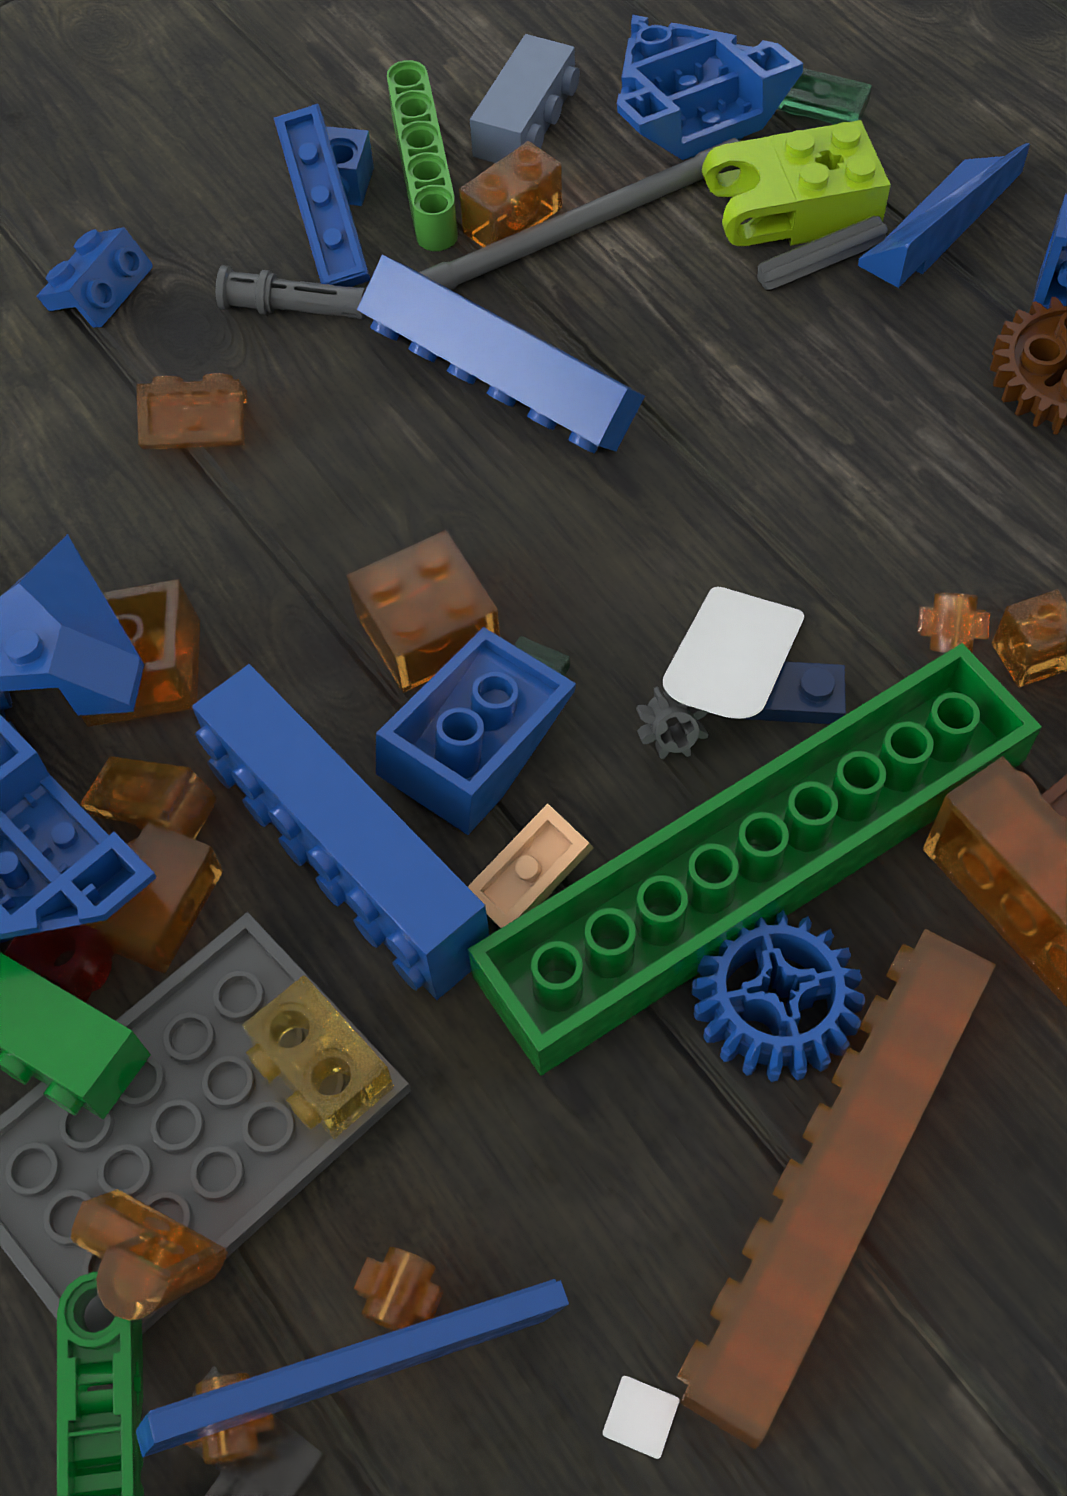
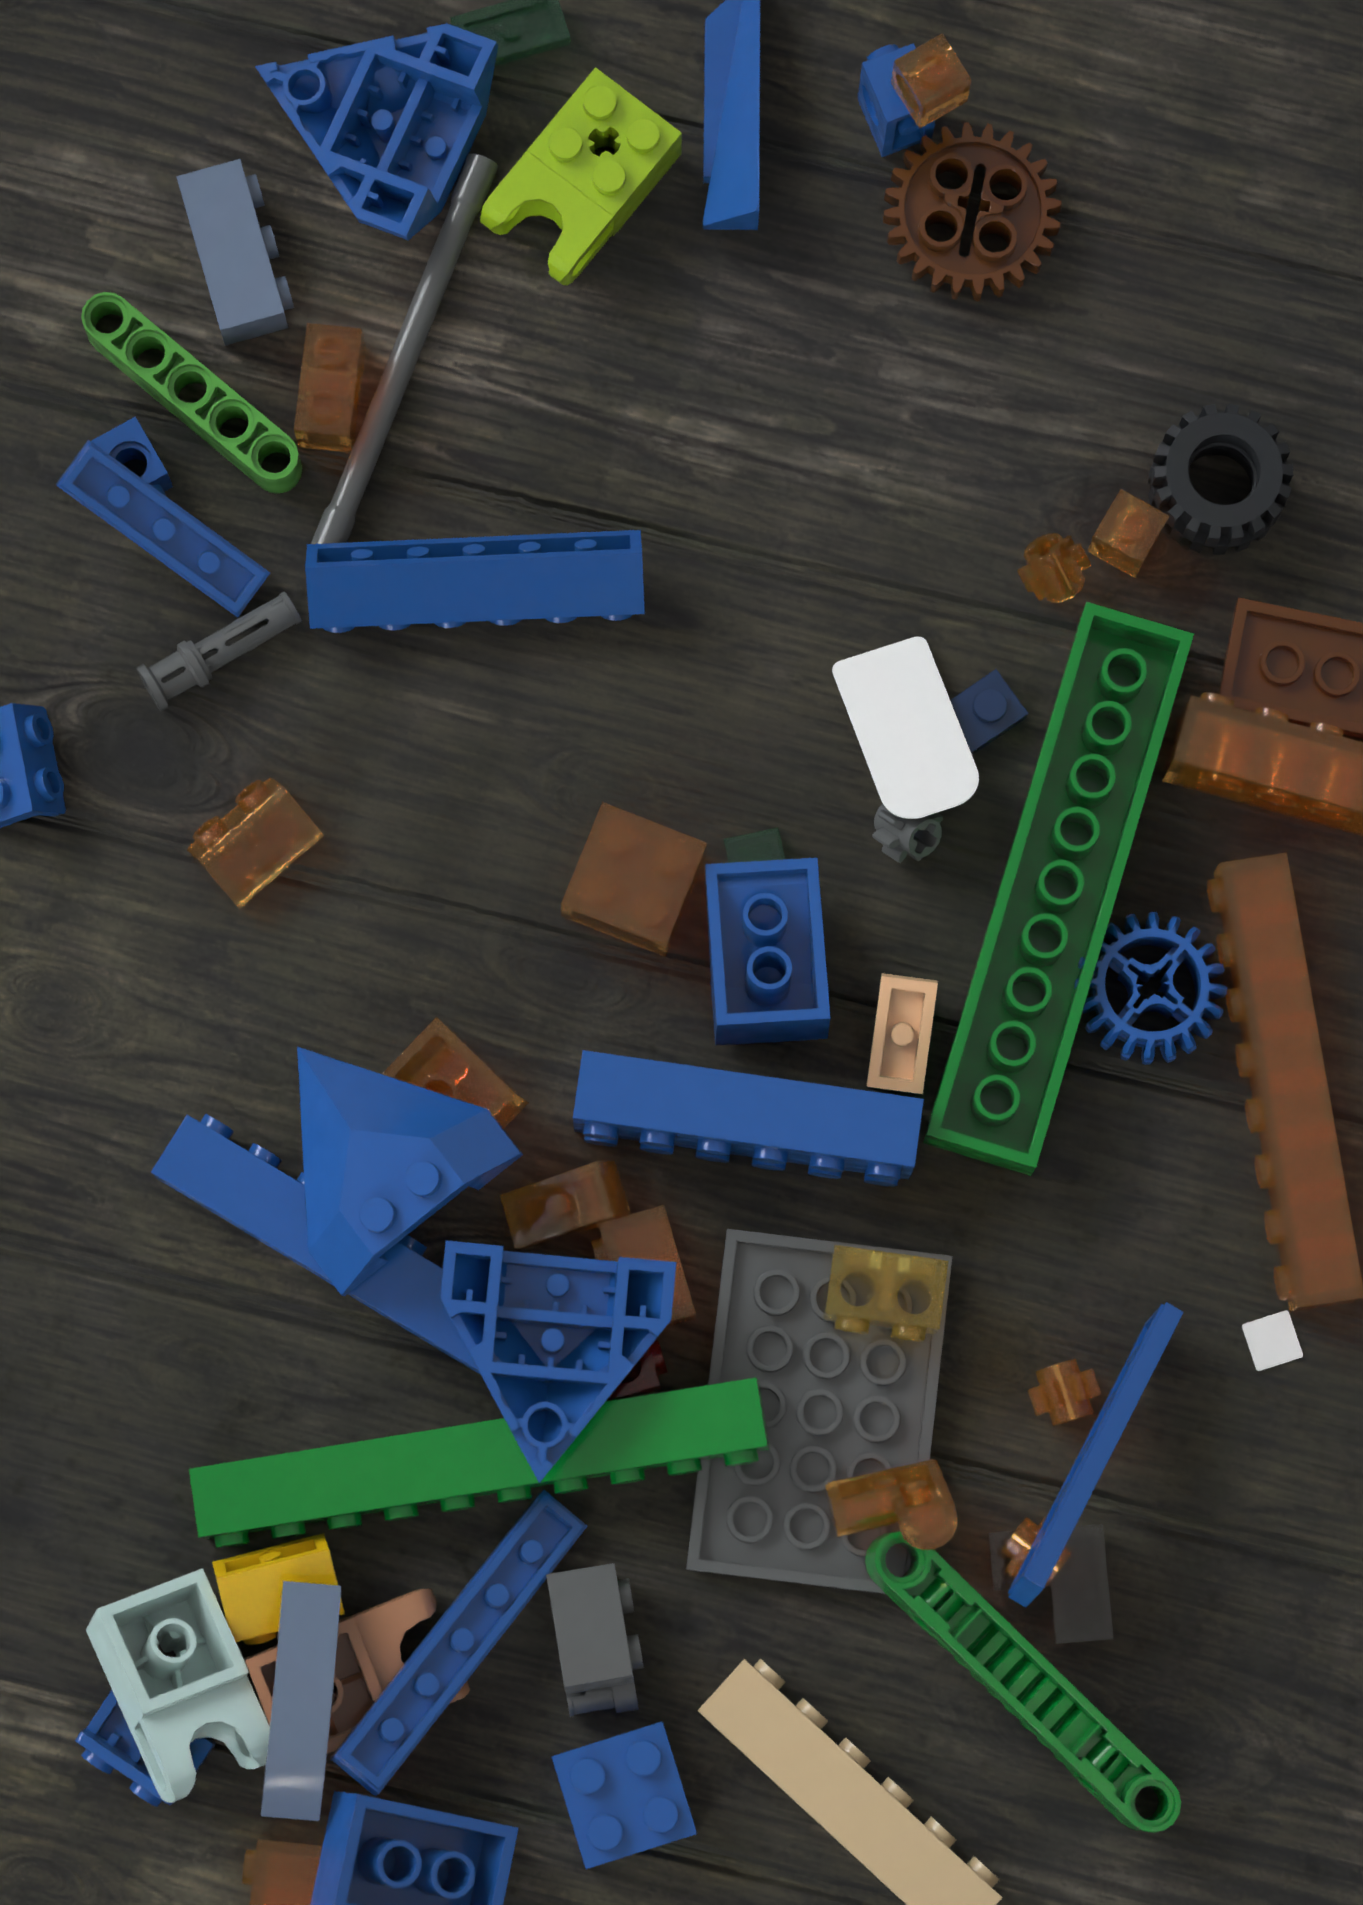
camera: 45 degrees left, 20 degrees up
(821, 253) = (656, 232): dark grey axle -> none

